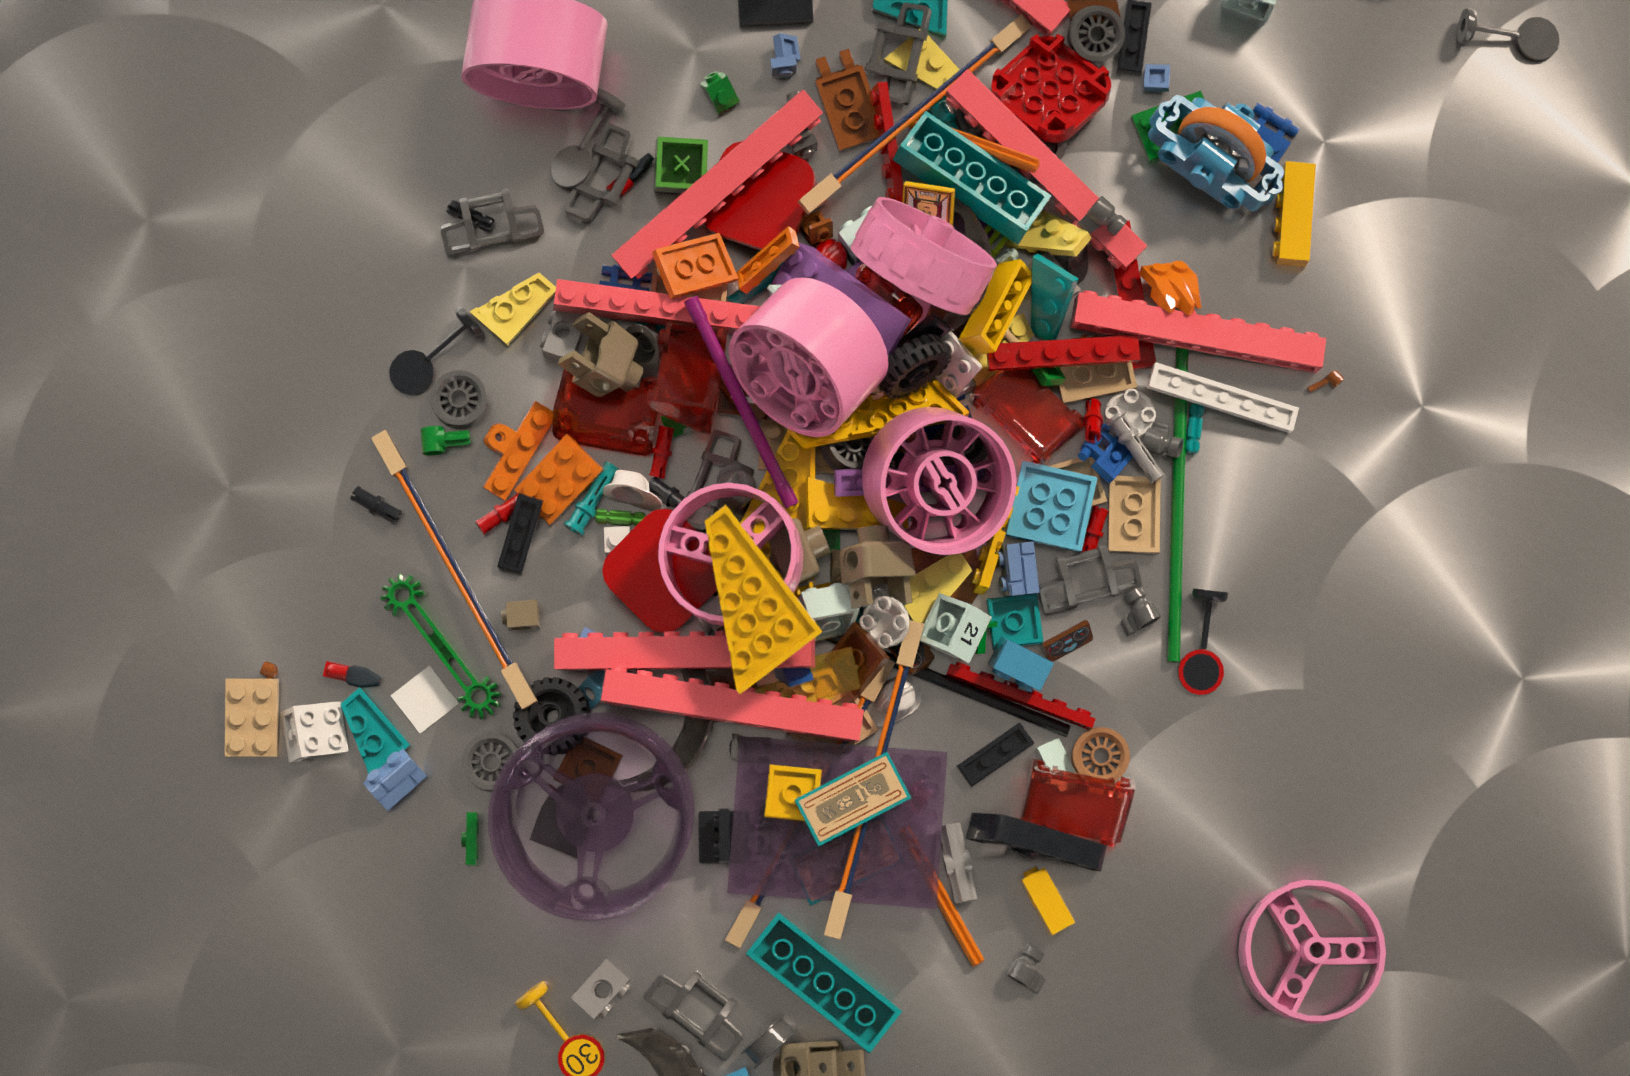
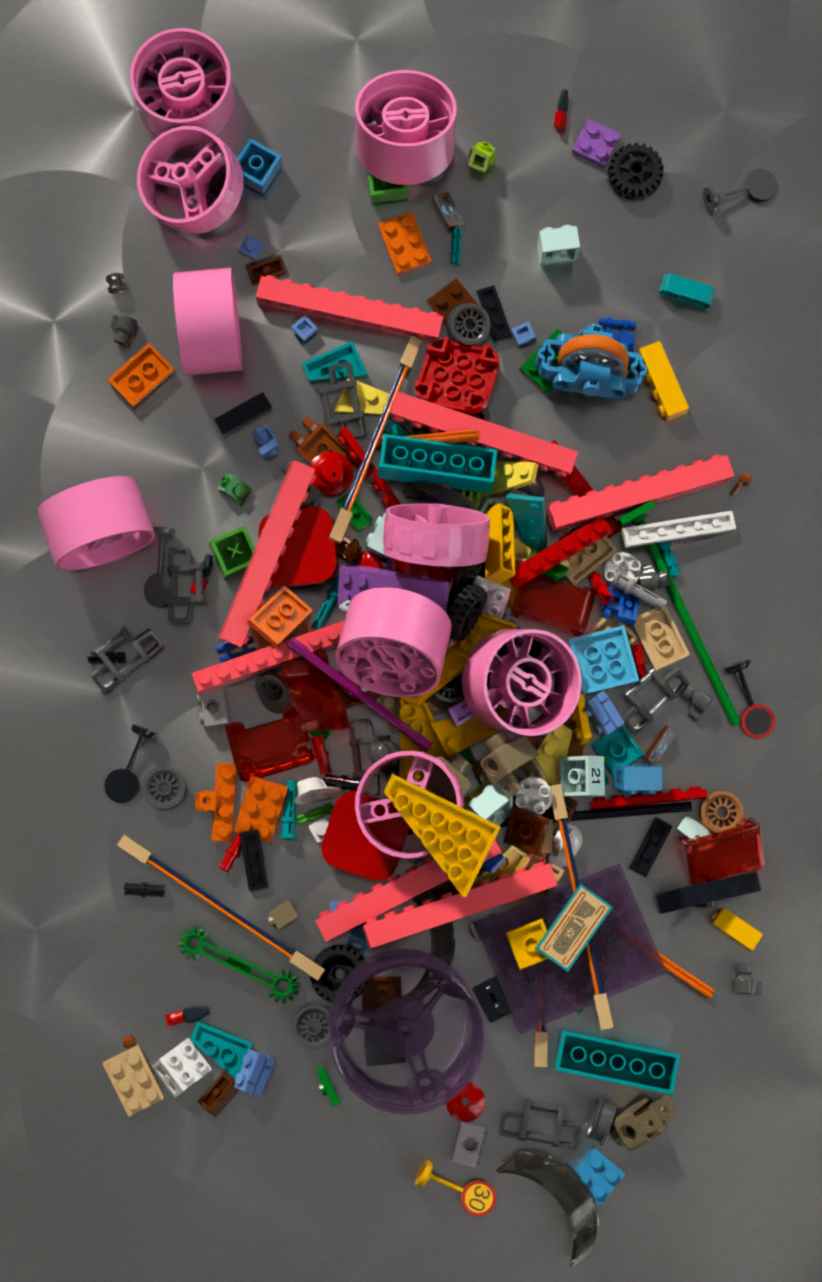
camera: 25 degrees left, 0 degrees up
(341, 785) = (219, 1095): none -> reddish brown slope
(424, 699) = (245, 1006): white sticker -> none
(436, 440) = (163, 823): green axle -> none
(516, 308) = (170, 706): light yellow wing -> none
(605, 359) = (251, 710): dark tan piece -> none
(637, 942) = (471, 1111): none -> red dish
(767, 260) = (327, 588): orange plate -> none
(835, 118) = (330, 463): none -> red hat
(835, 673) = (517, 847): clear yellow piece -> none
(849, 194) = (360, 517): none -> green plate
(930, 199) = (418, 493): tile -> none
(957, 863) = (664, 934): light grey piece -> none
(1102, 214) = (537, 445): dark grey piece -> none
(1173, 286) = (608, 470): orange plate -> none
(1180, 355) = (636, 515): none -> green plate
(1381, 121) = (687, 290): none -> teal beam

